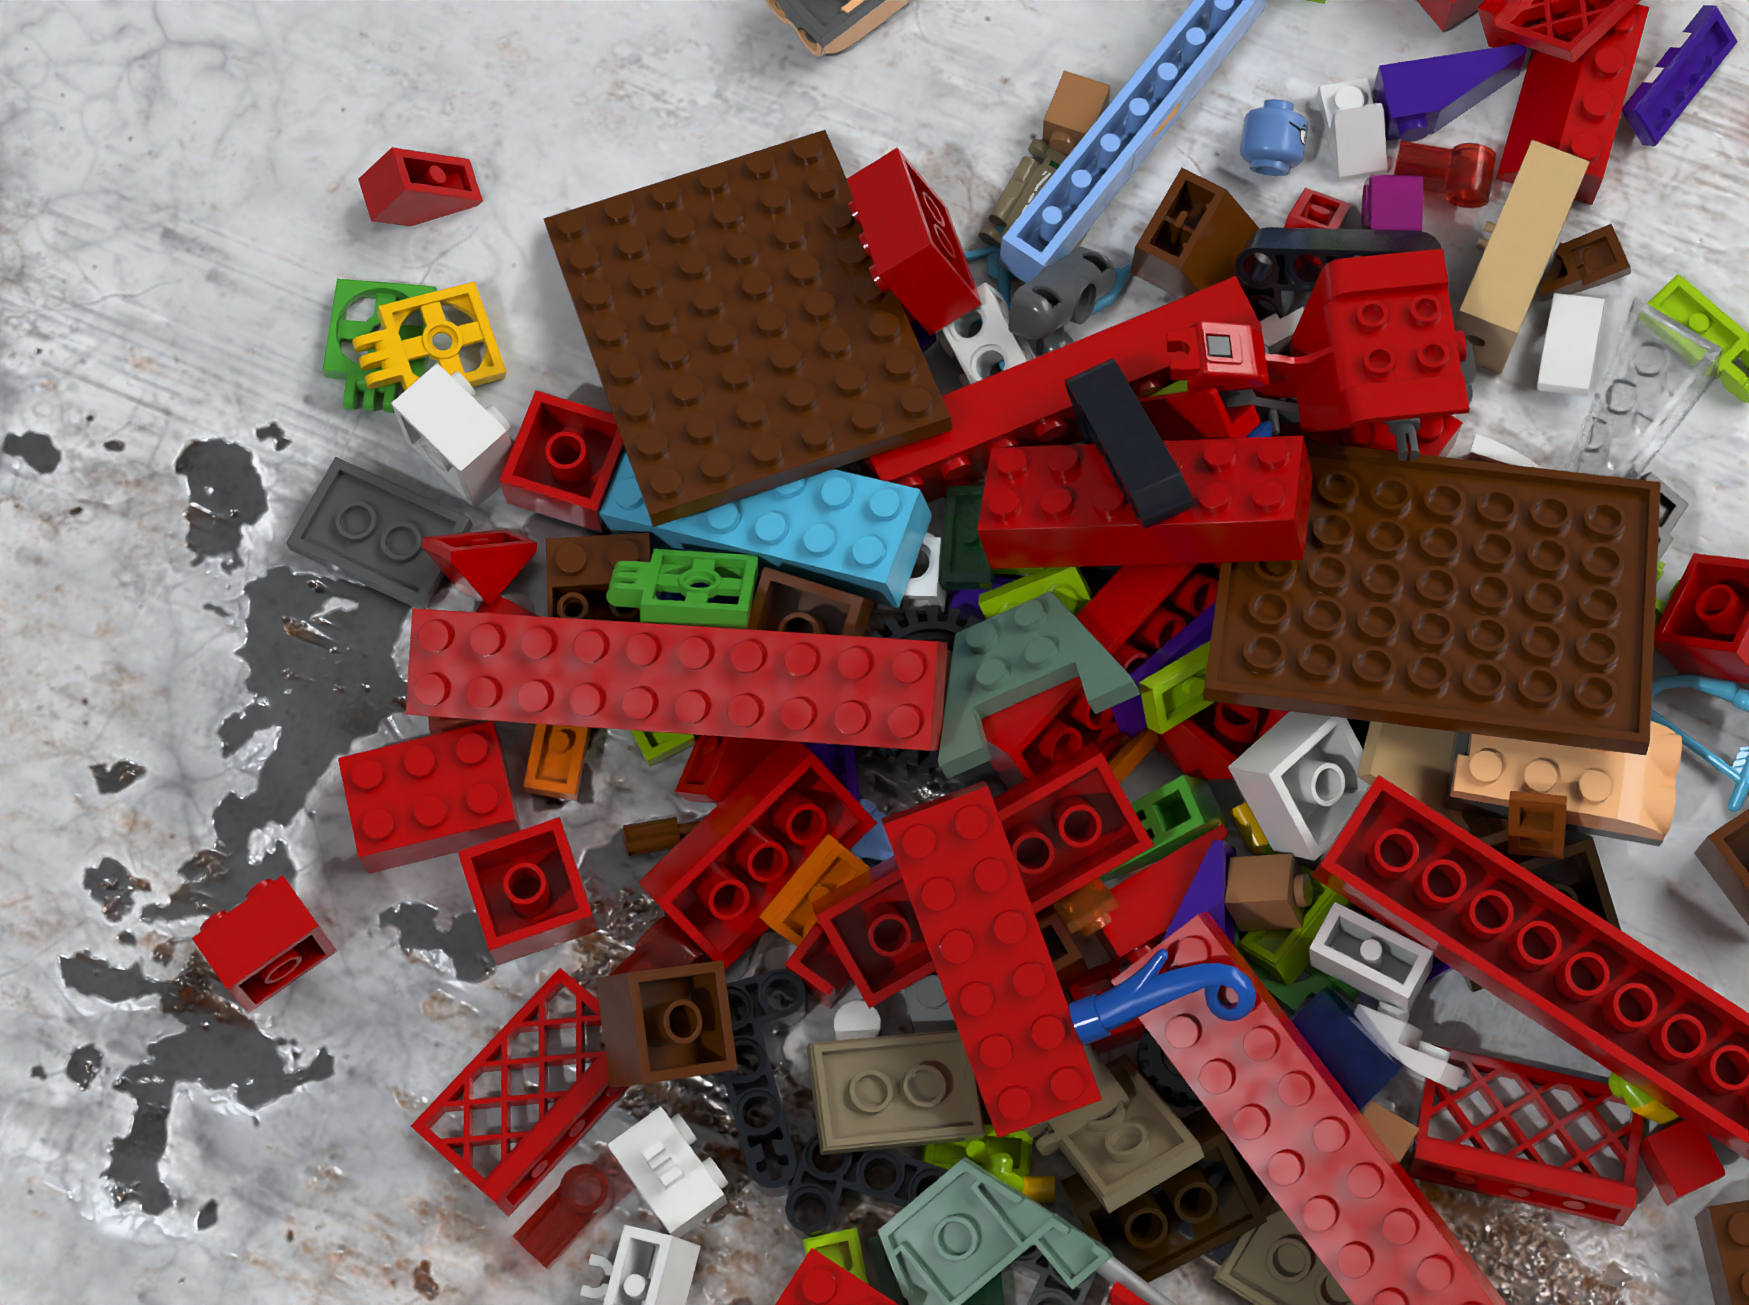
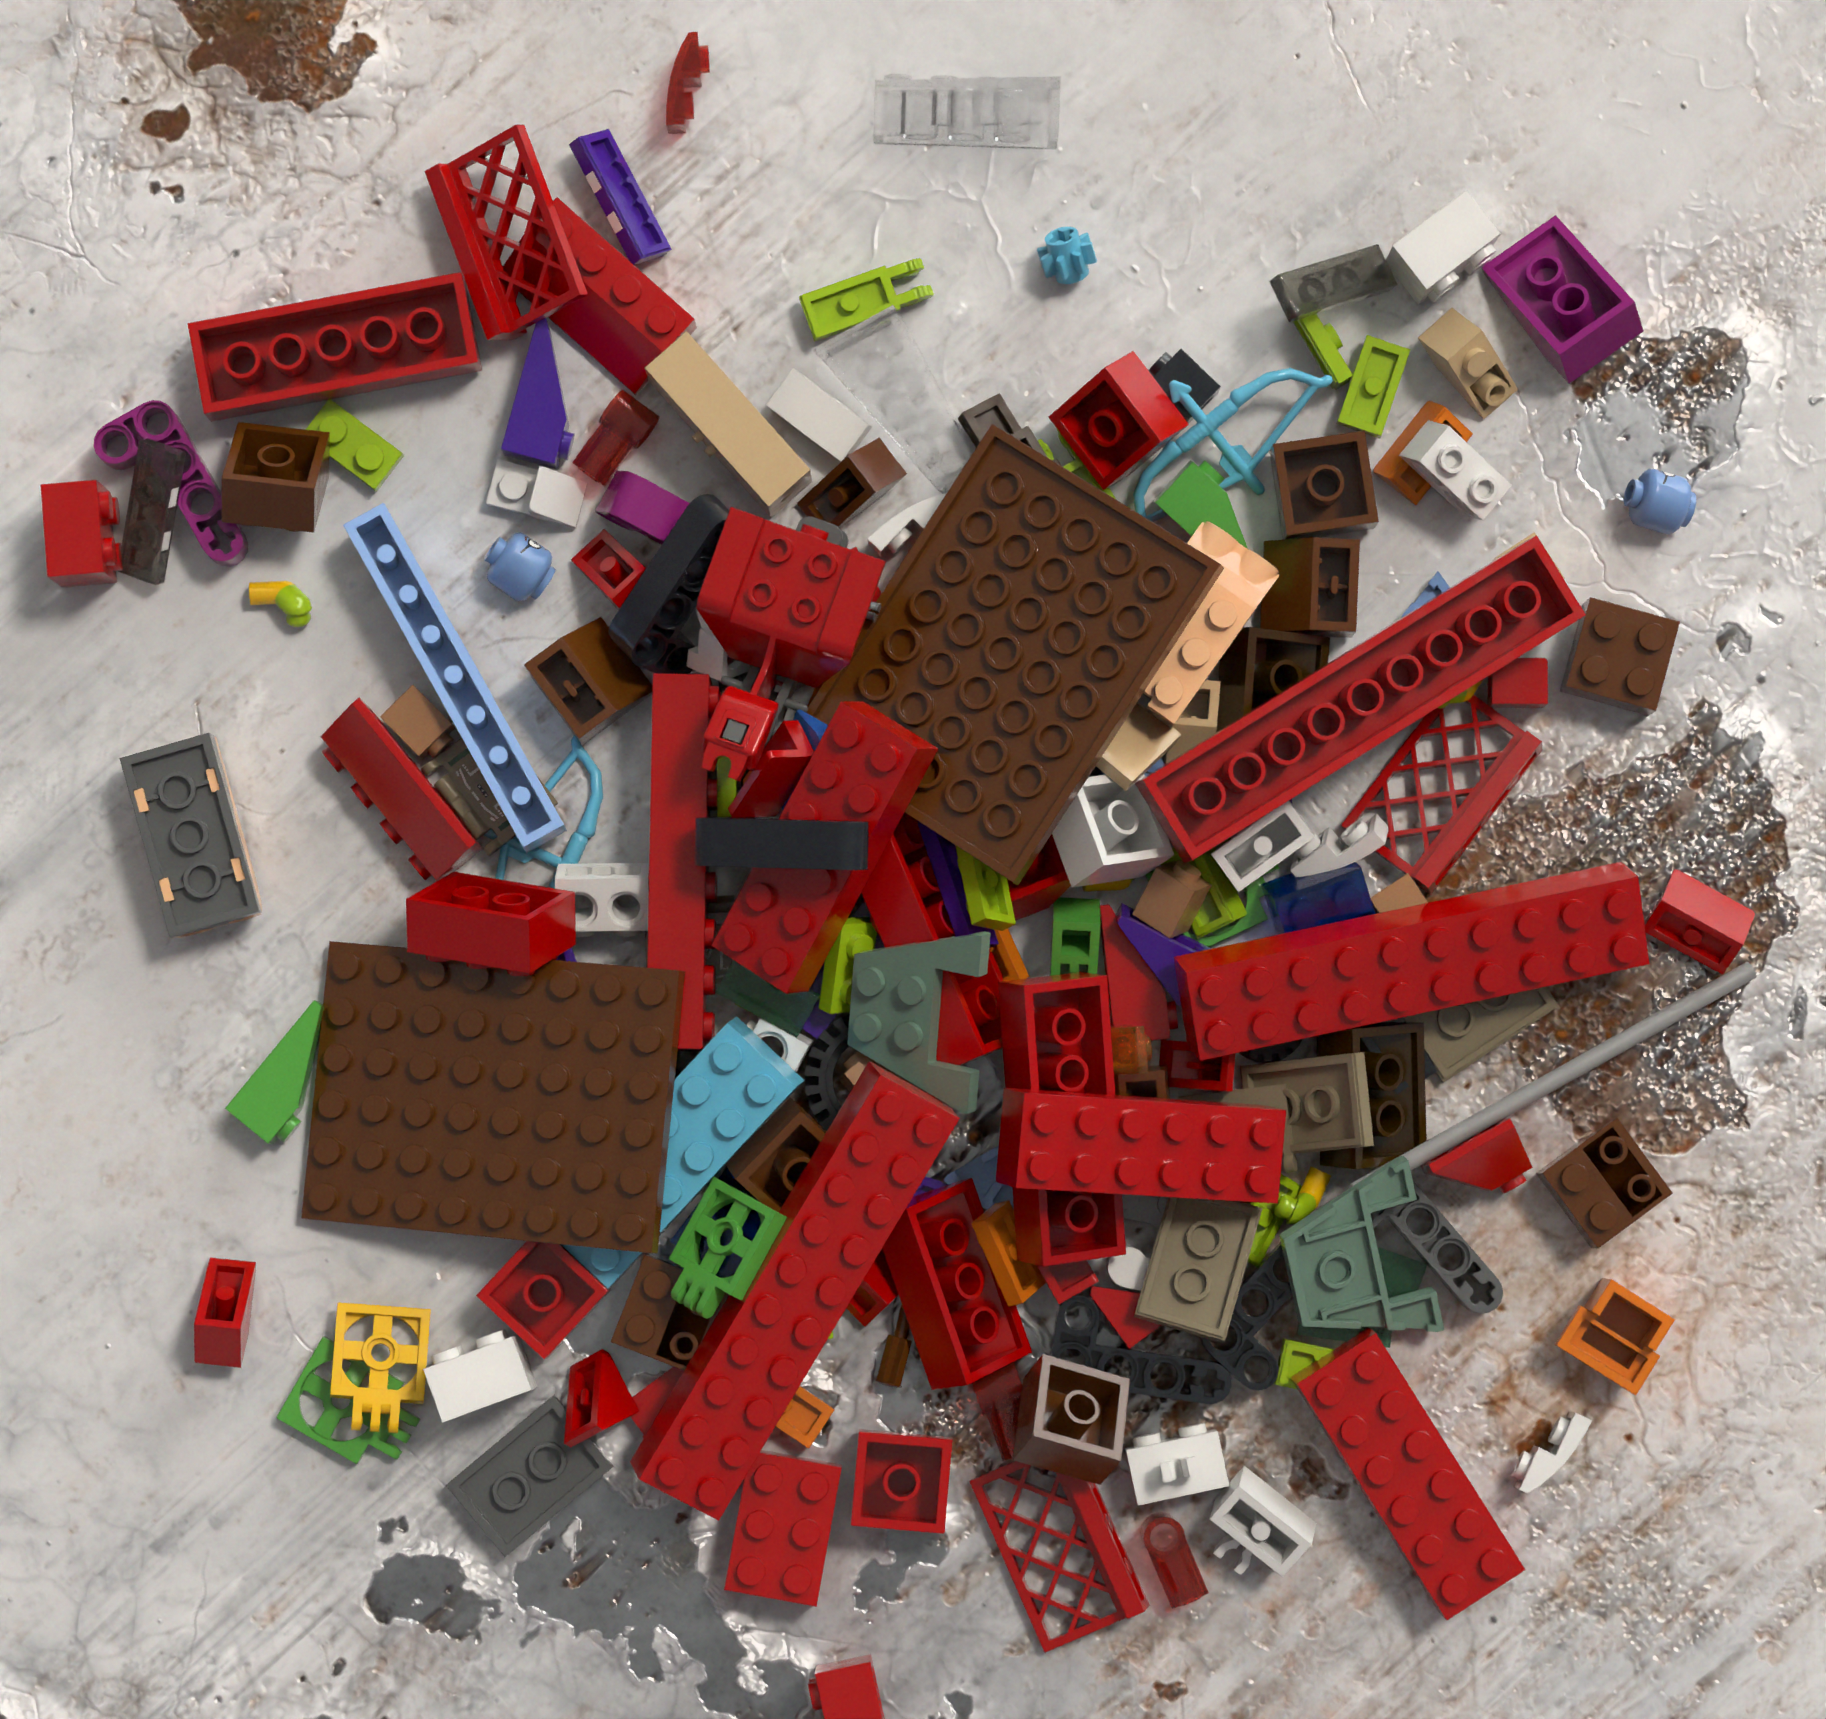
camera: 70 degrees left, 15 degrees up
(667, 142) = (280, 1084): none -> bright green slope
(809, 1027) = (1119, 1310): none -> red slope
(1002, 121) = (399, 791): none -> red slope
(1060, 295) = (594, 819): dark grey piece -> none
(1146, 991) = (1225, 1085): blue plant -> none
(1523, 405) = (853, 485): none -> reddish brown slope
(1537, 824) = (1230, 672): dark orange slope -> none
(1585, 263) = (749, 362): reddish brown slope -> none
(1671, 894) = (1314, 586): none -> reddish brown slope
(1703, 734) = (1197, 498): none -> bright green slope

